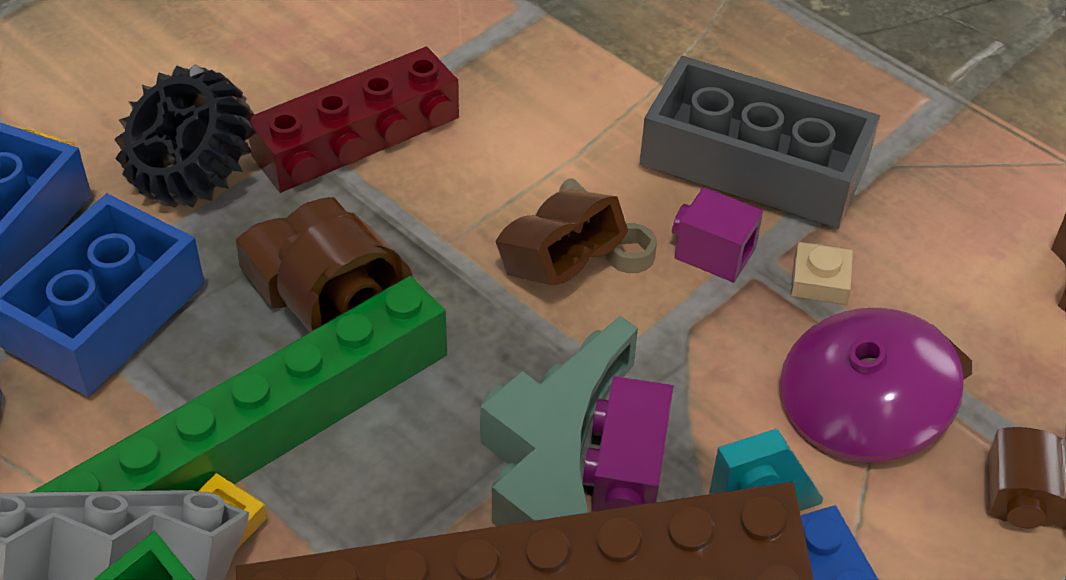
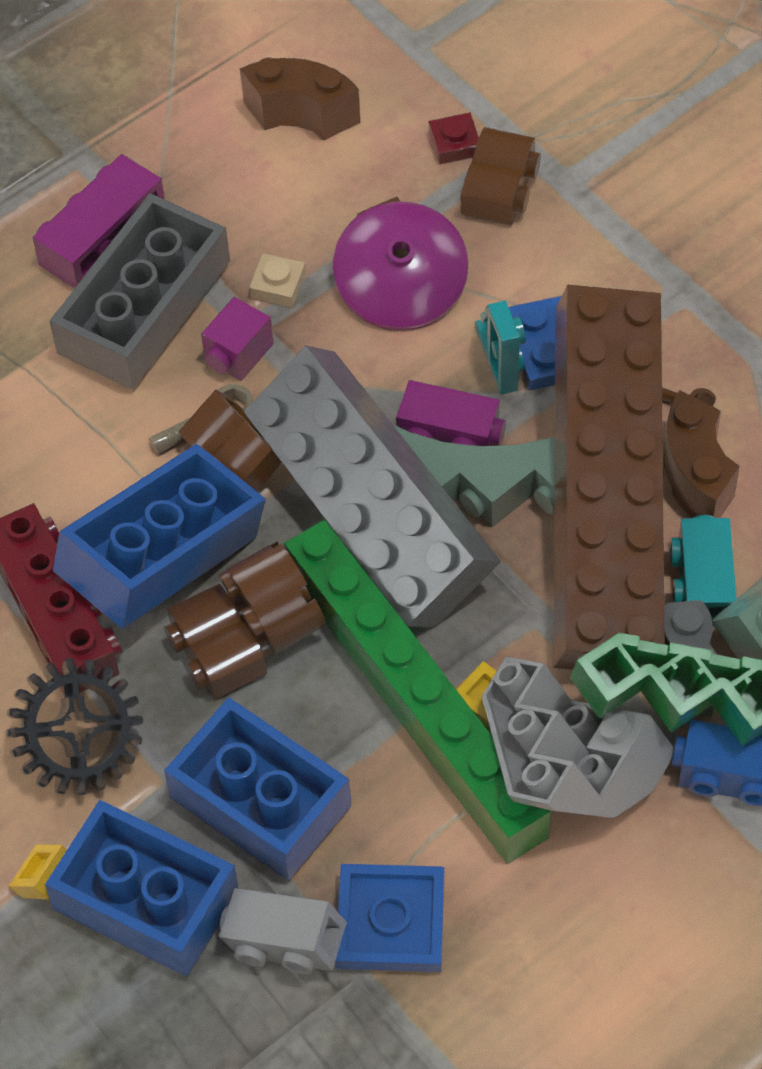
camera: 80 degrees left, 10 degrees up
(412, 166) = (158, 535): none -> blue brick
(487, 348) = (371, 487): none -> brick
(904, 113) = (93, 218): none -> magenta brick

